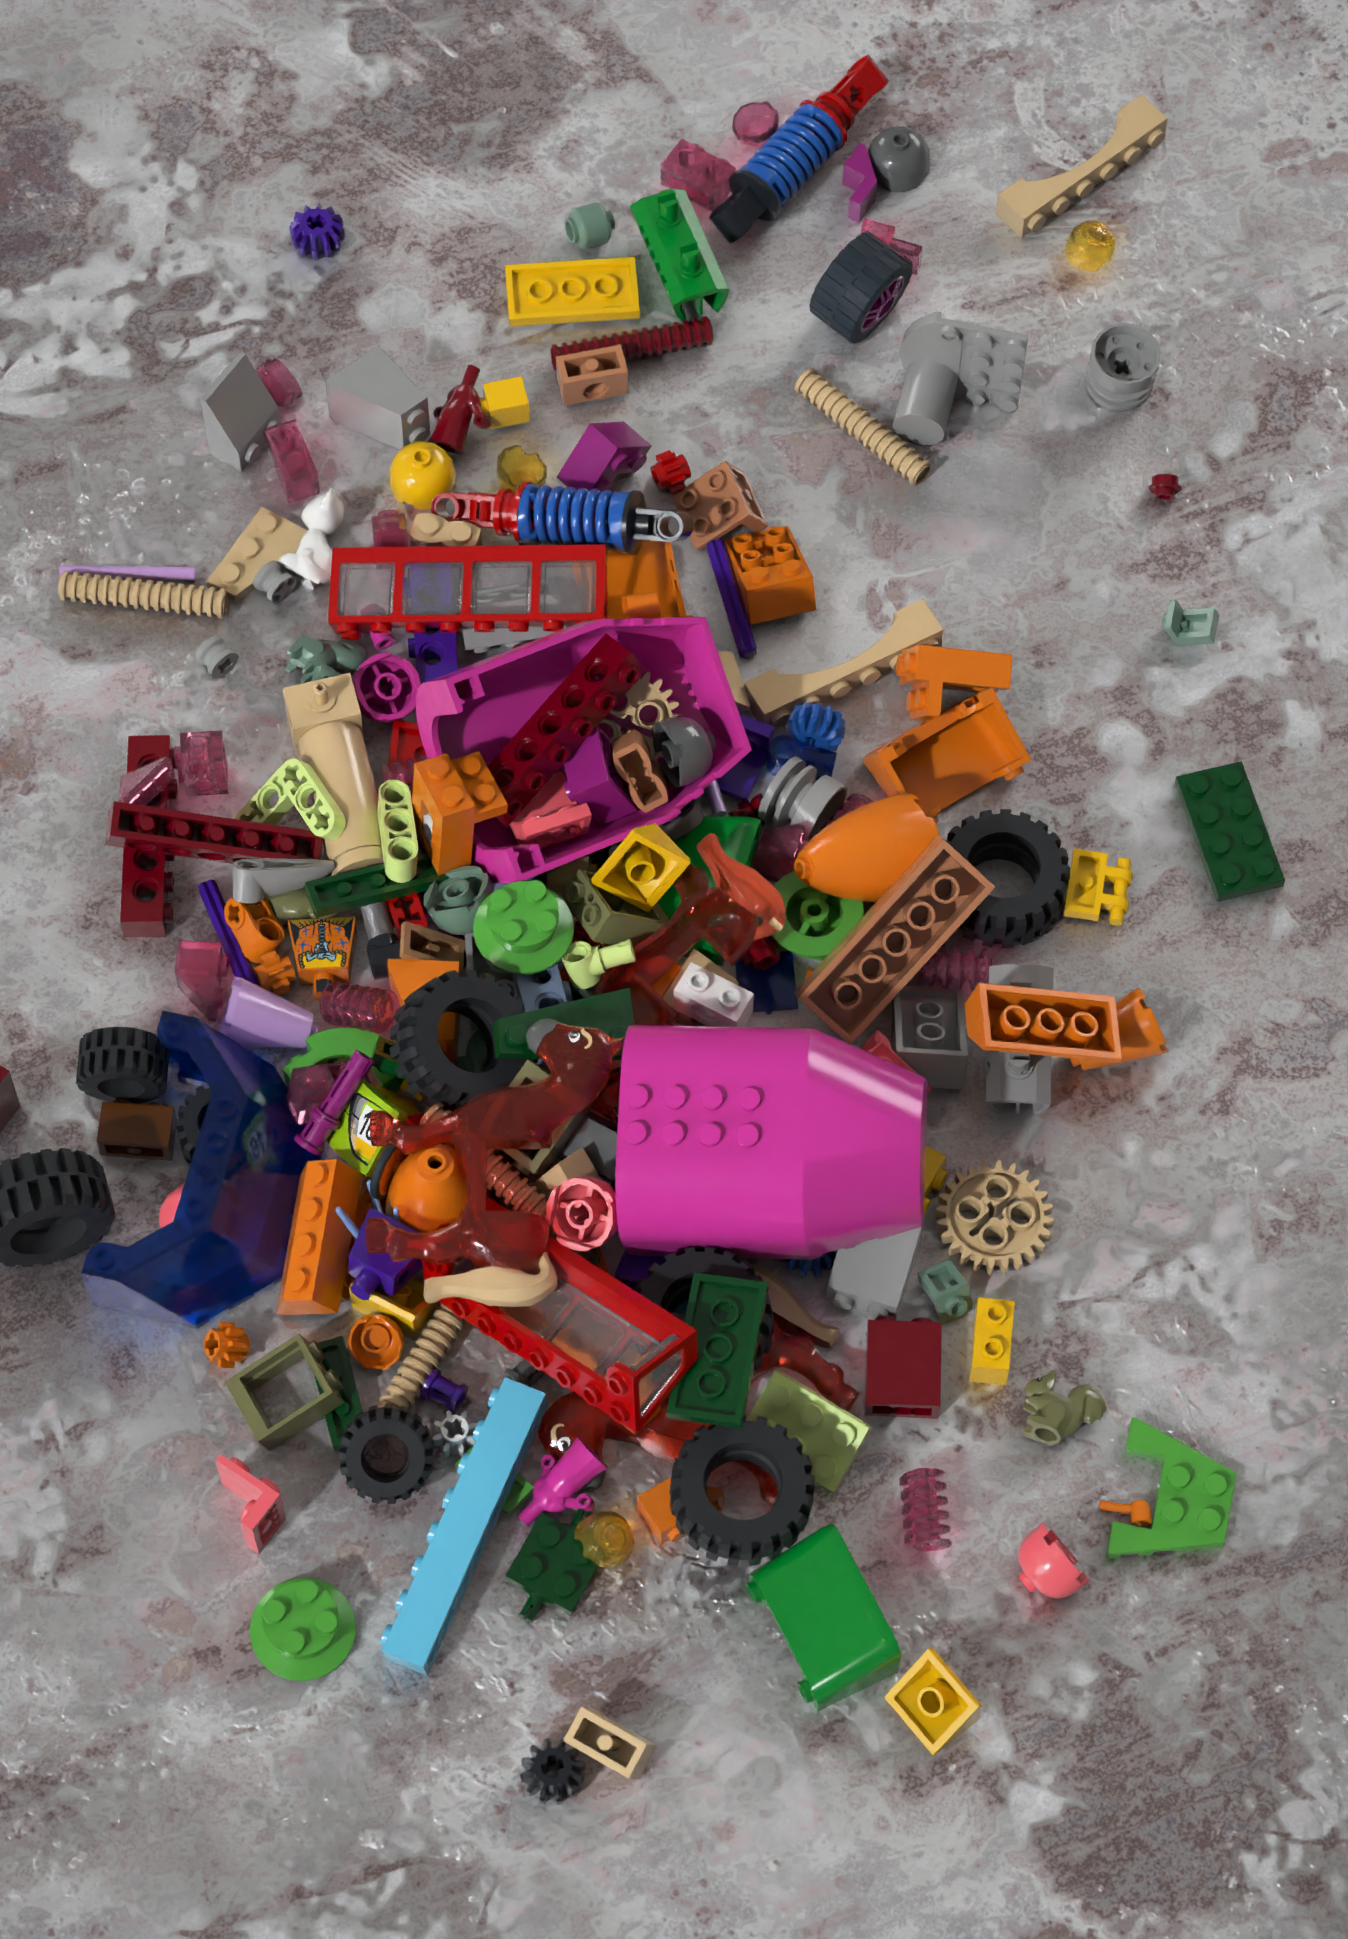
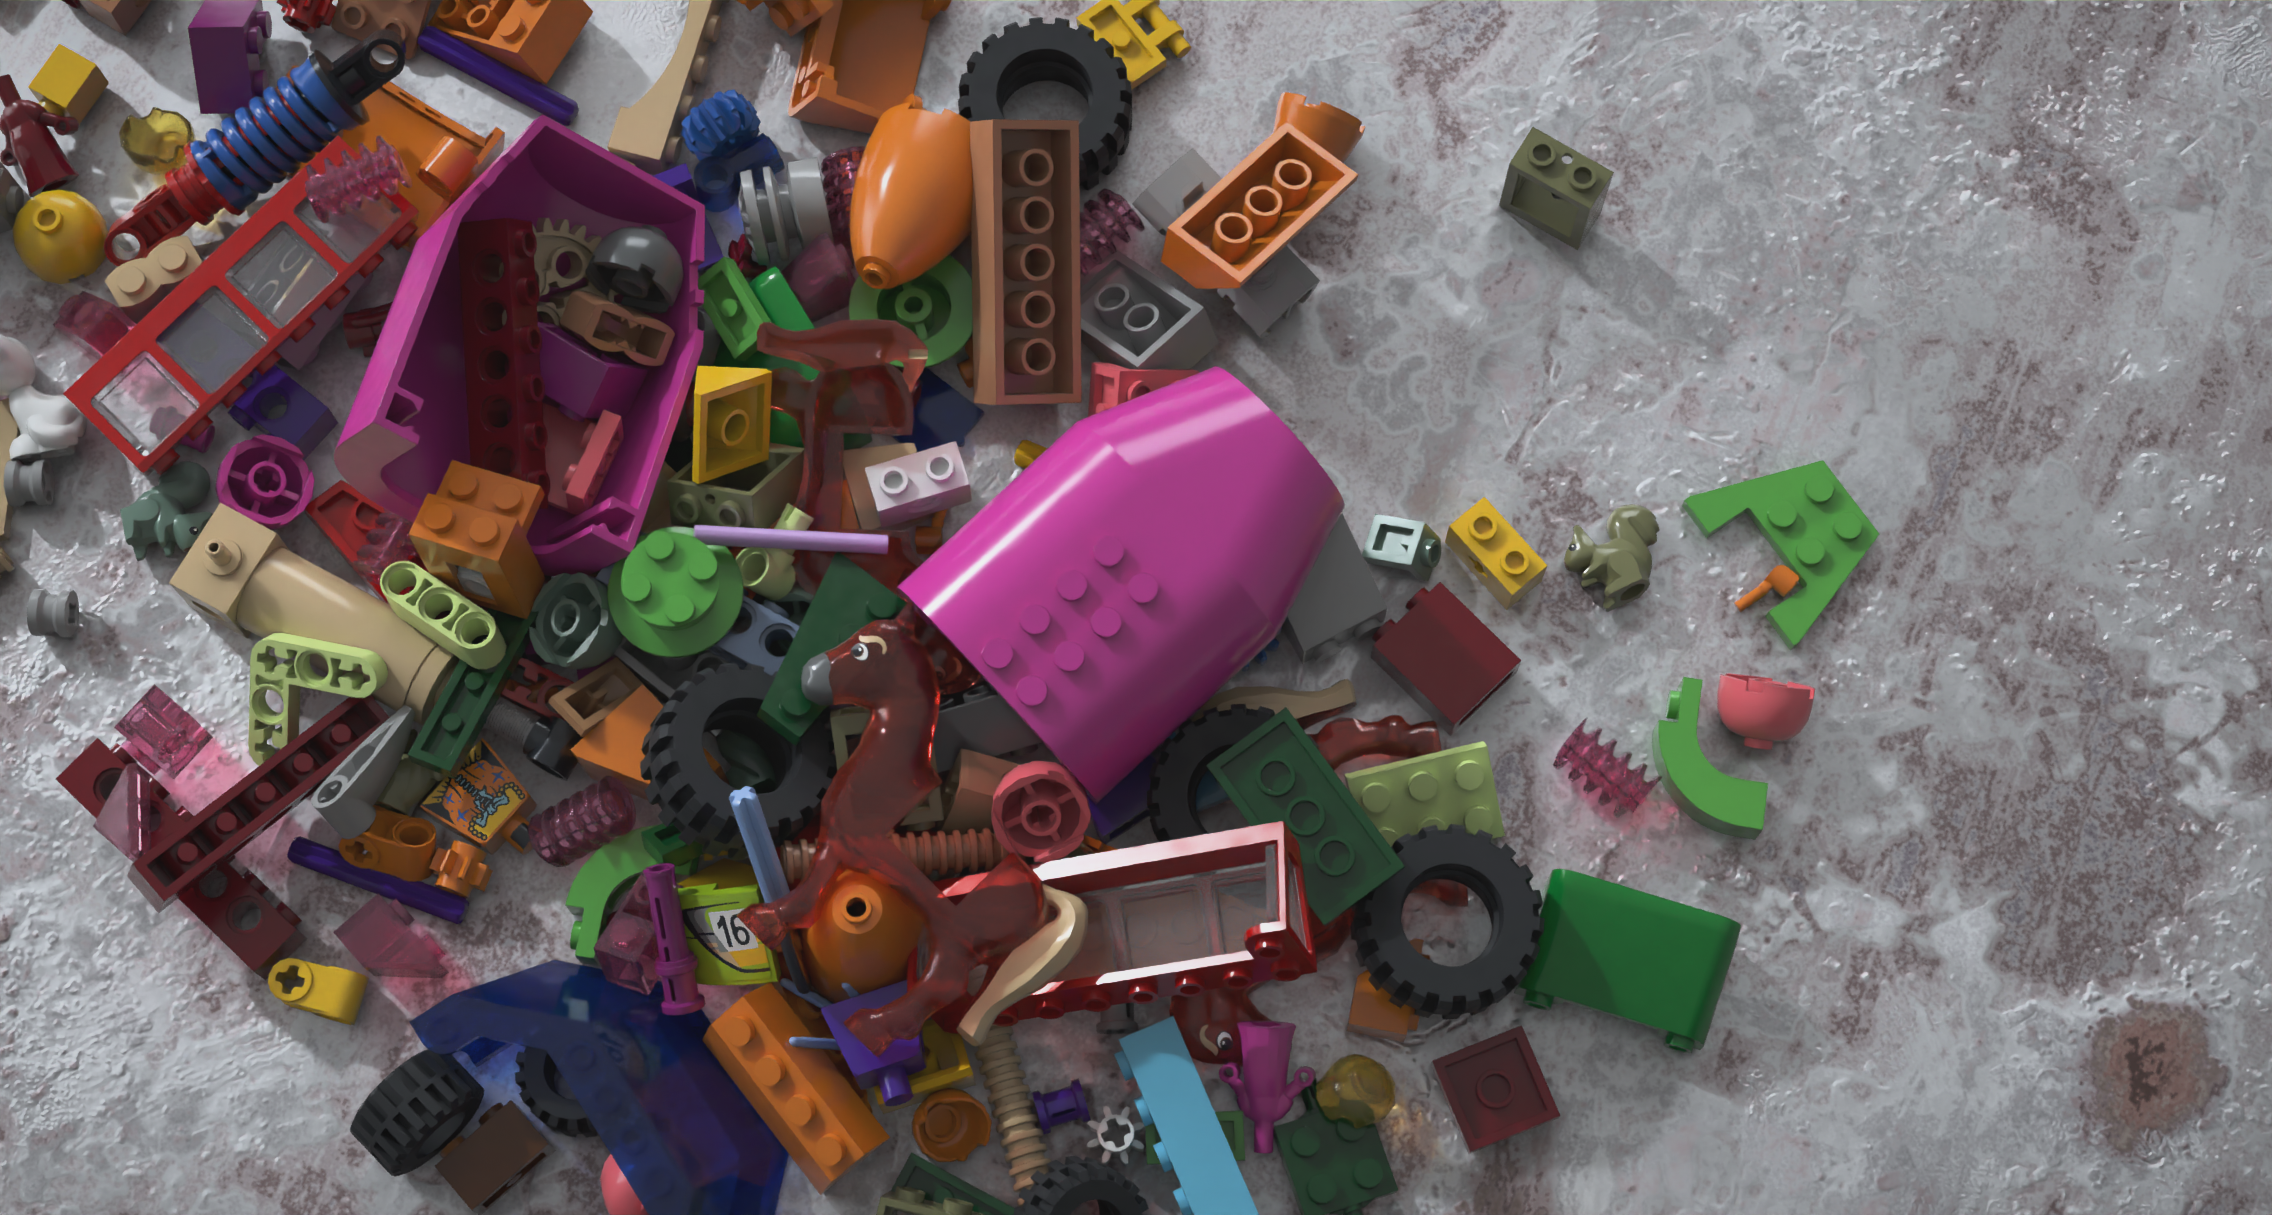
camera: 45 degrees left, 10 degrees up
(144, 966) = (325, 992): none -> yellow piece
(264, 1019) = (500, 926): lavender cone -> none
(422, 1082) = (759, 844): none -> light blue axle
(586, 572) = (355, 179): none -> clear pink piece
(612, 960) = (791, 539): none -> lavender bar
(680, 1614) = (1495, 1089): none -> dark red plate
(714, 815) = (732, 307): none -> bright green plate
(934, 1702) = (1797, 936): yellow slope -> none
(969, 1586) = (1697, 787): none -> bright green arch
(1016, 1239) = (1415, 439): tan gear -> none
(1237, 1187) = (1540, 173): none -> olive window

